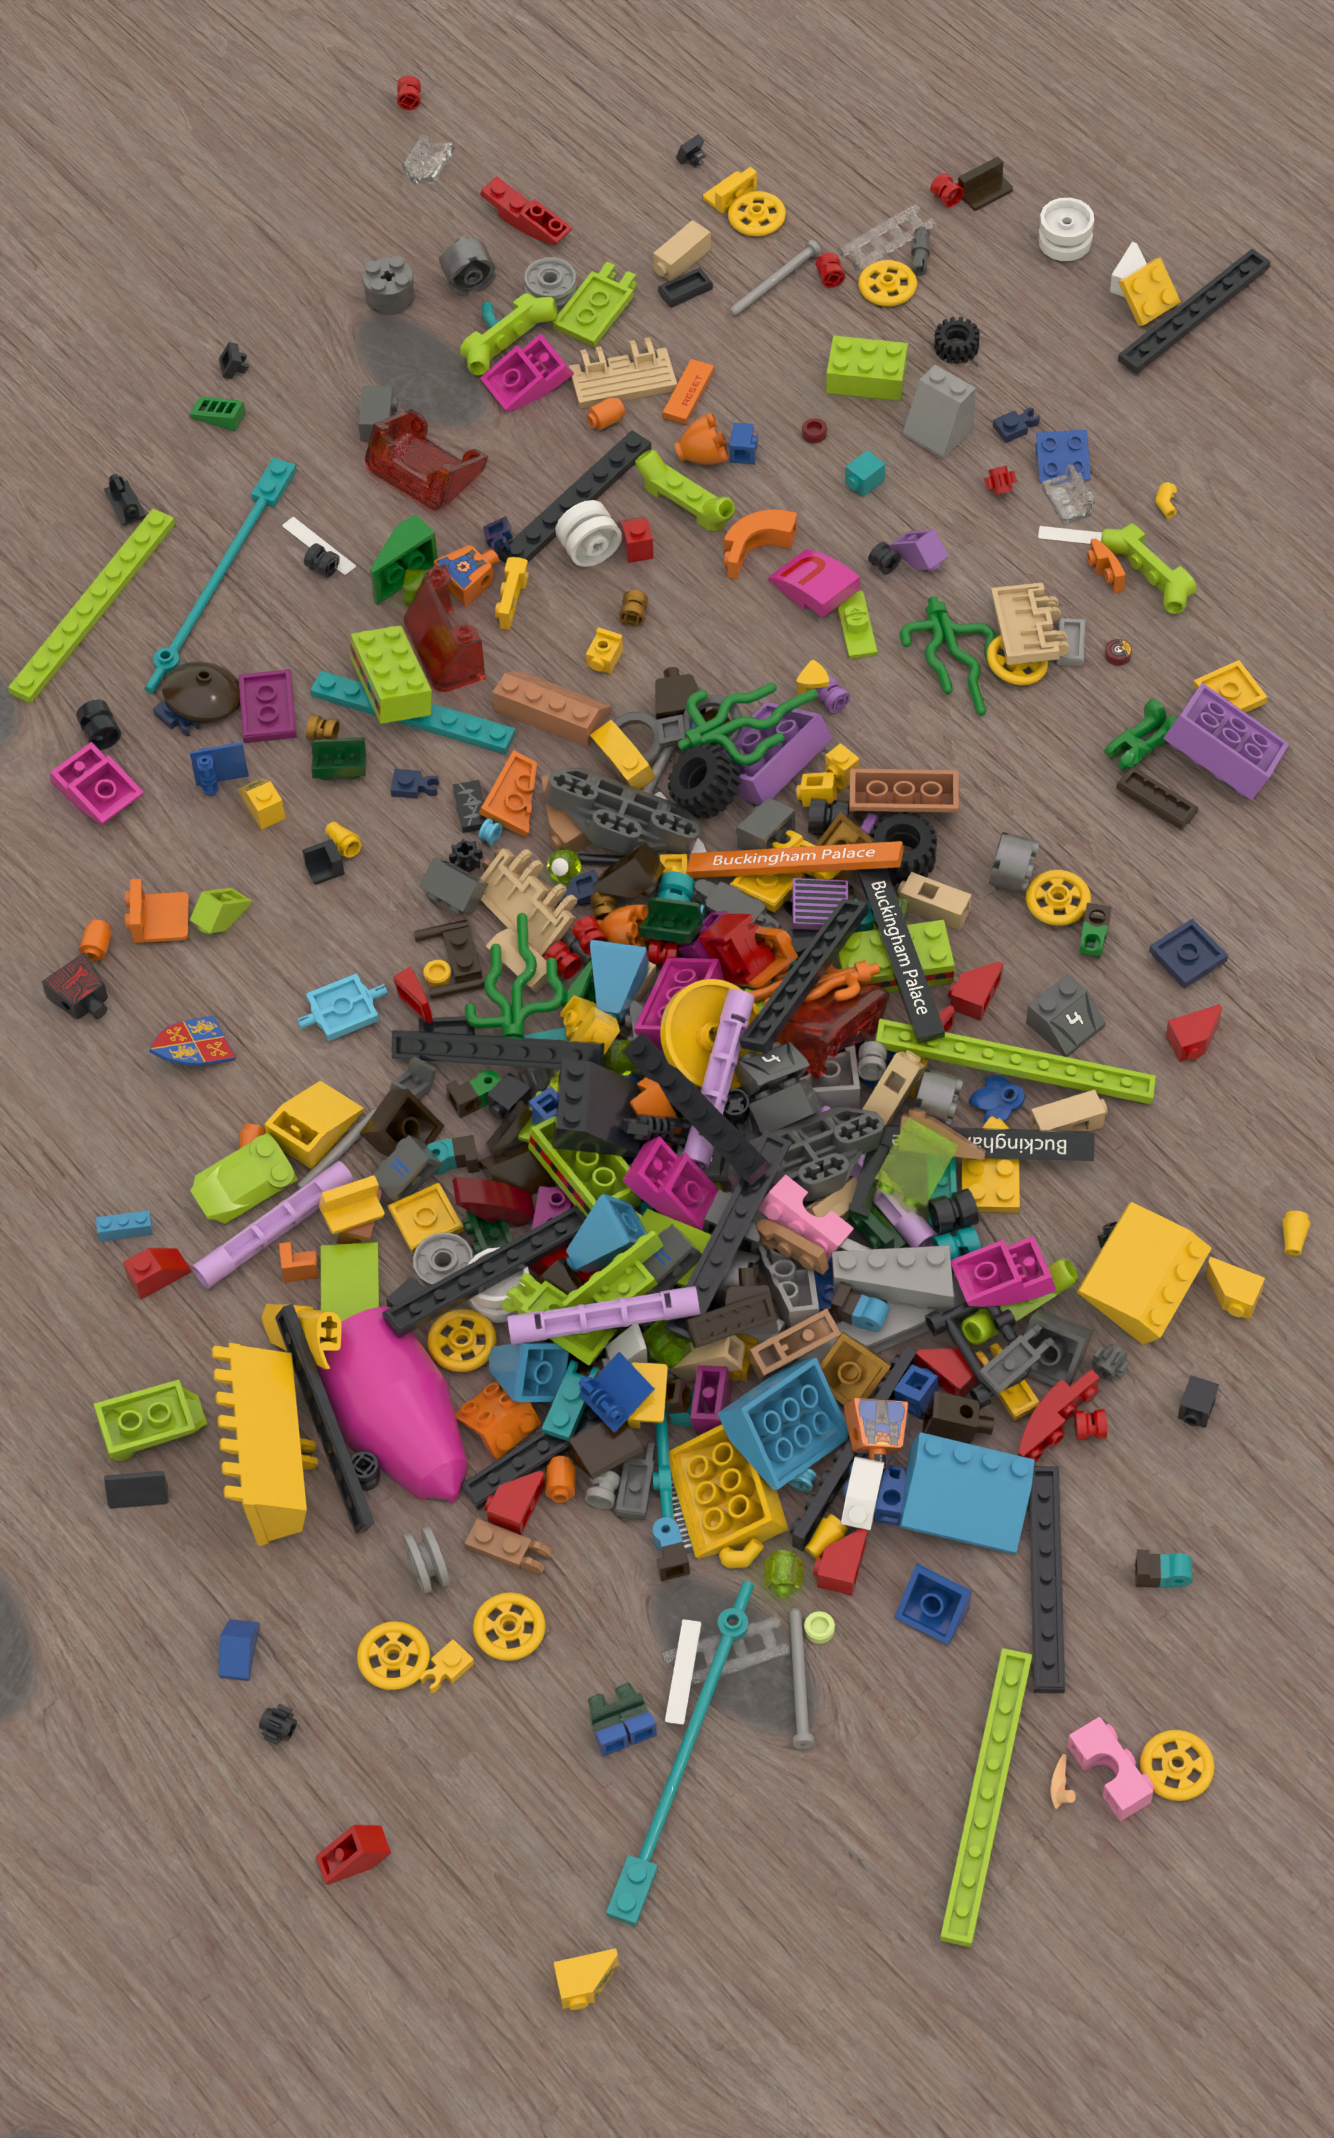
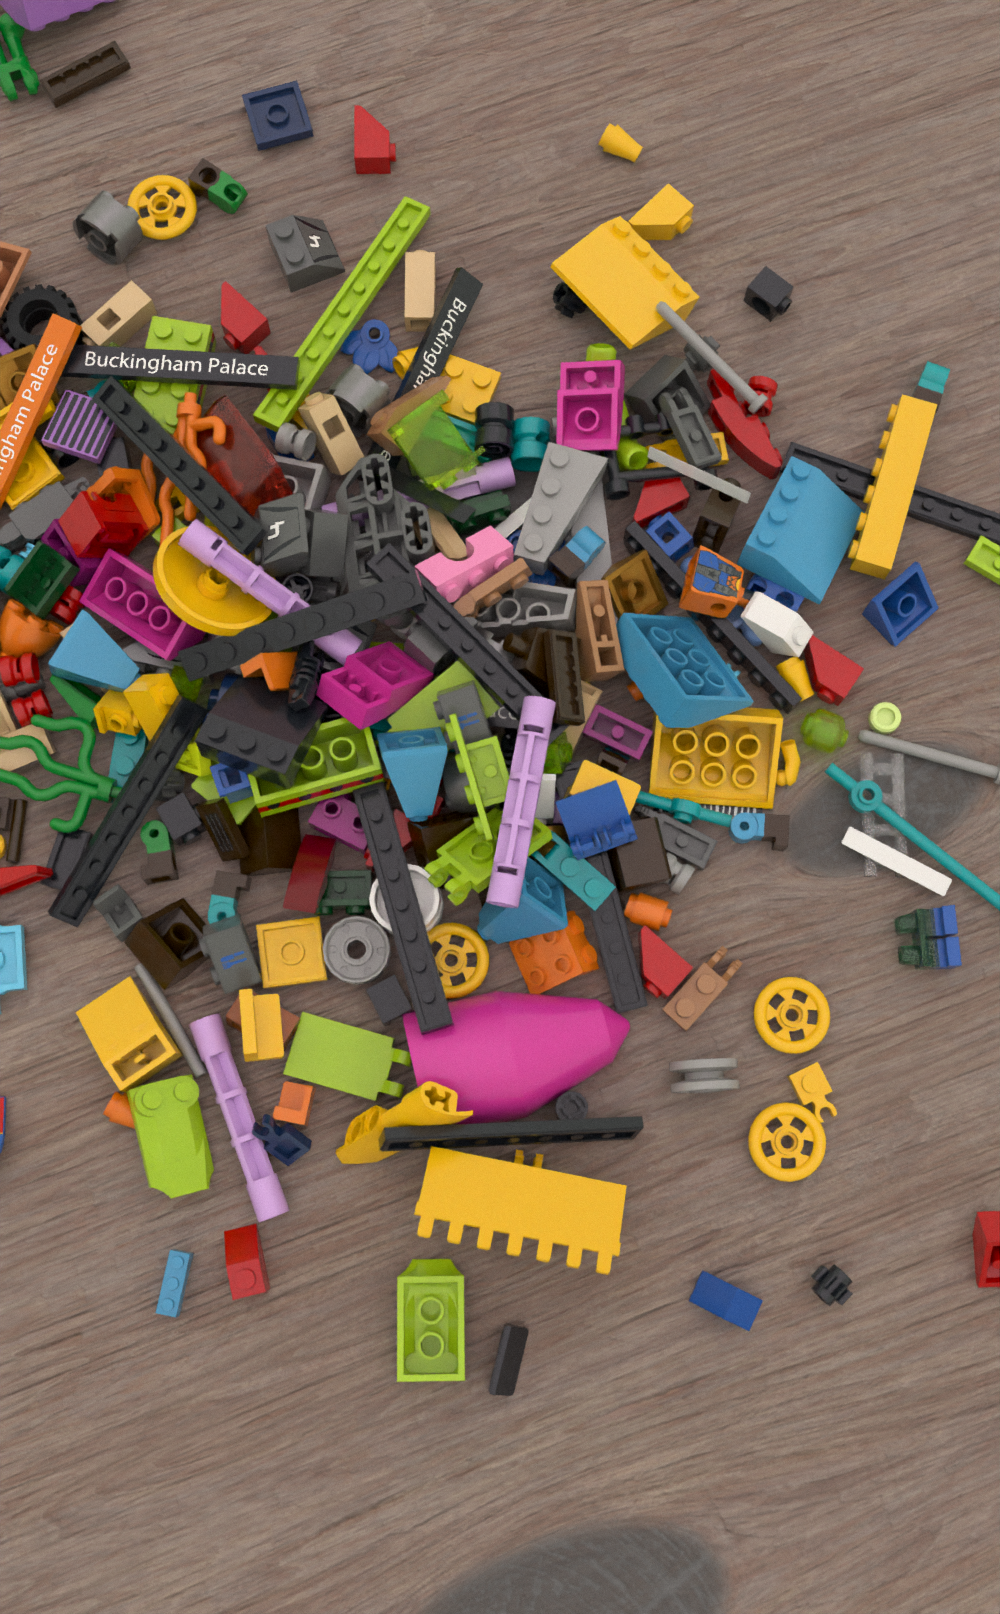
camera: 75 degrees left, 20 degrees up
(263, 1260) = (282, 1142): none -> dark blue plate
(974, 1380) = (698, 475): none -> white sticker
(1044, 1558) = (893, 486): none -> yellow brick
(1073, 1412) = (712, 357): none -> light grey bar

